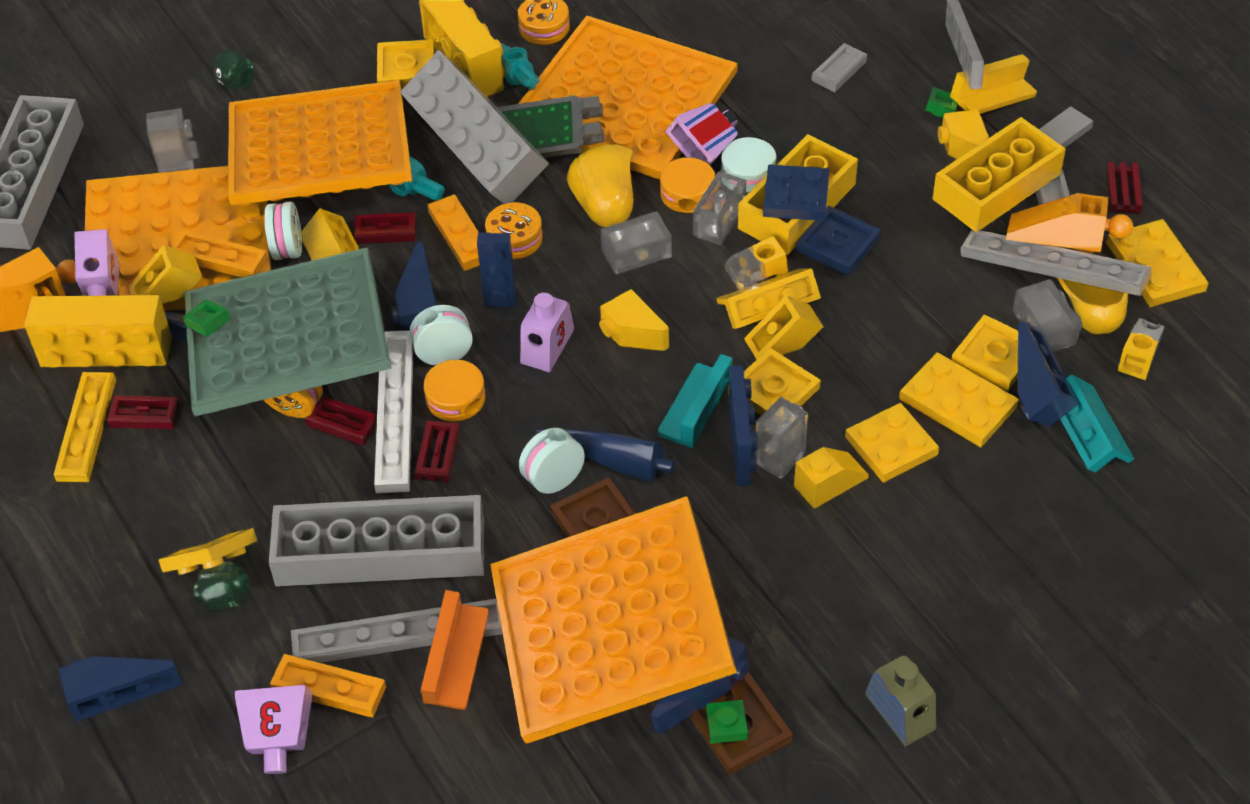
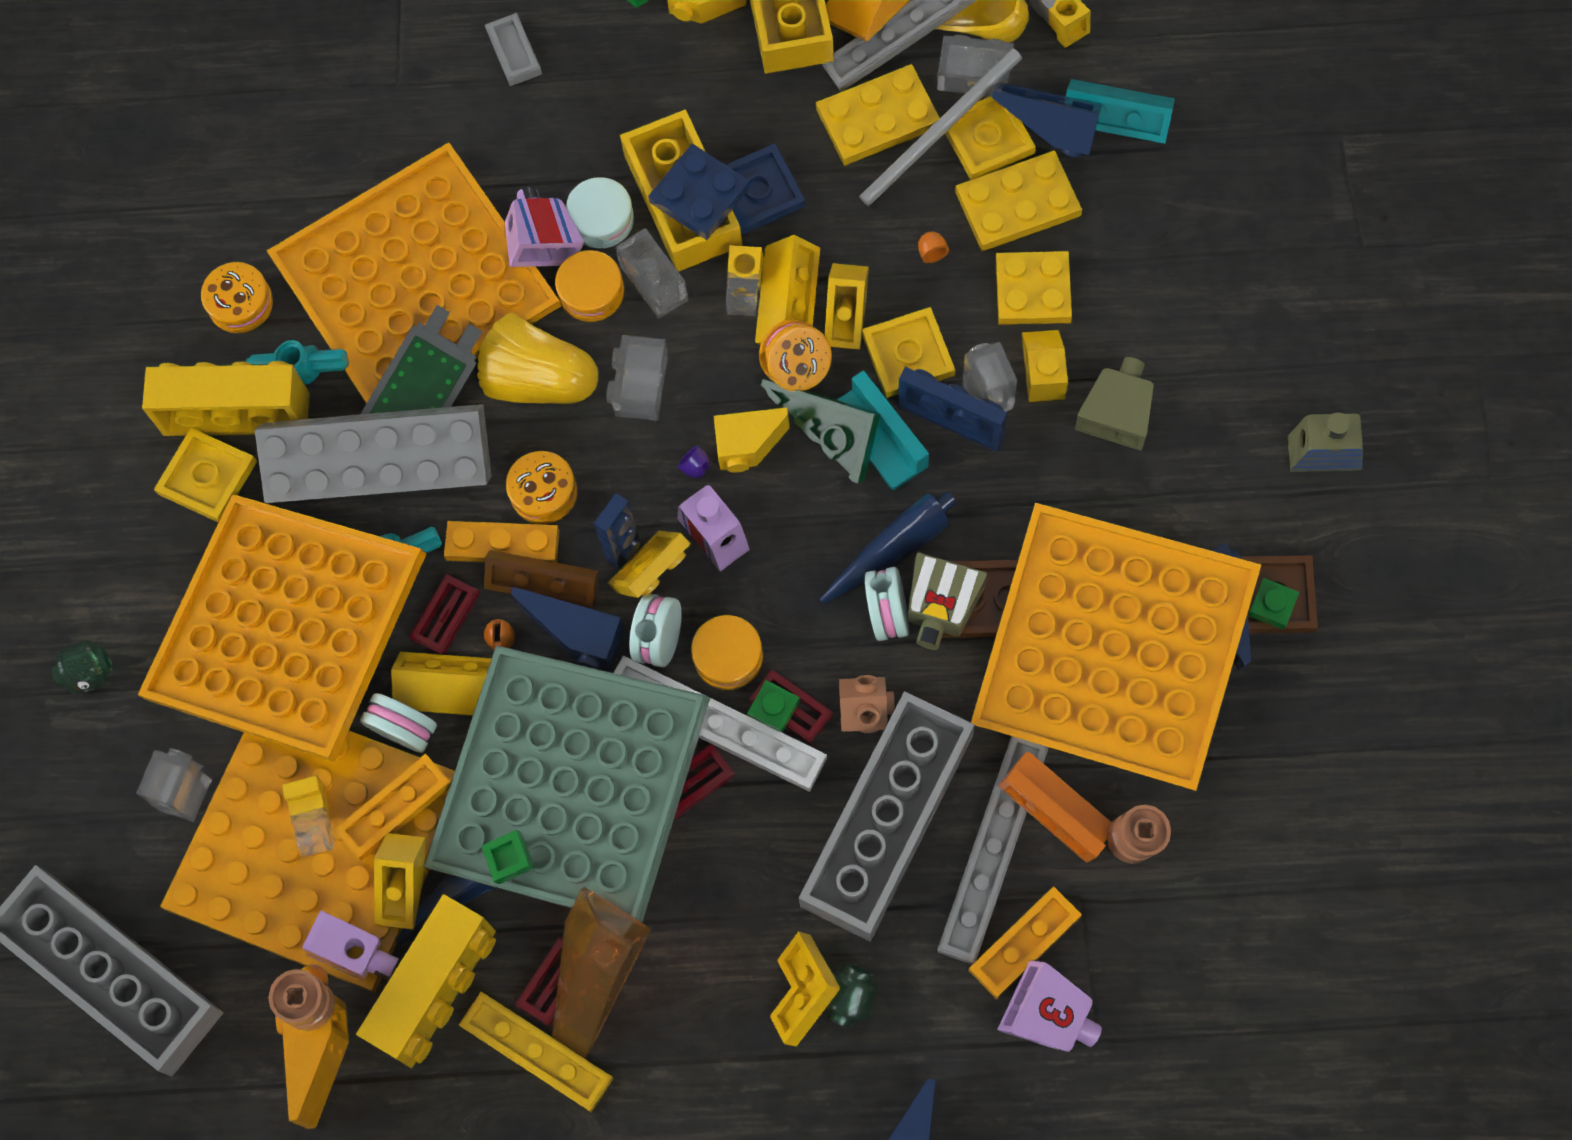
camera: 55 degrees left, 20 degrees up
(35, 247) = (301, 1000): none -> nougat wheel
(153, 406) = (594, 965): none -> clear orange wedge
(188, 214) = (309, 815): none -> leg
(389, 262) = (507, 634): none -> orange hinge
(426, 434) = (773, 706): none -> green plate
(442, 261) = (542, 577): none -> reddish brown plate
(461, 479) = (865, 704): none -> nougat brick
(463, 723) = (1138, 834): none -> nougat wheel
(480, 305) = (641, 572): none -> yellow plate
(576, 489) = (942, 598): none -> torso
(592, 302) = (694, 463): none -> dark purple hinge
(679, 369) = (839, 427): none -> wing
(715, 314) = (795, 355): none -> light orange head
(830, 539) = (1118, 406): none -> olive torso
(873, 362) = (932, 247): none -> orange hinge
(959, 282) = (877, 114): none -> yellow plate
(974, 315) = (940, 127): none -> light grey piece

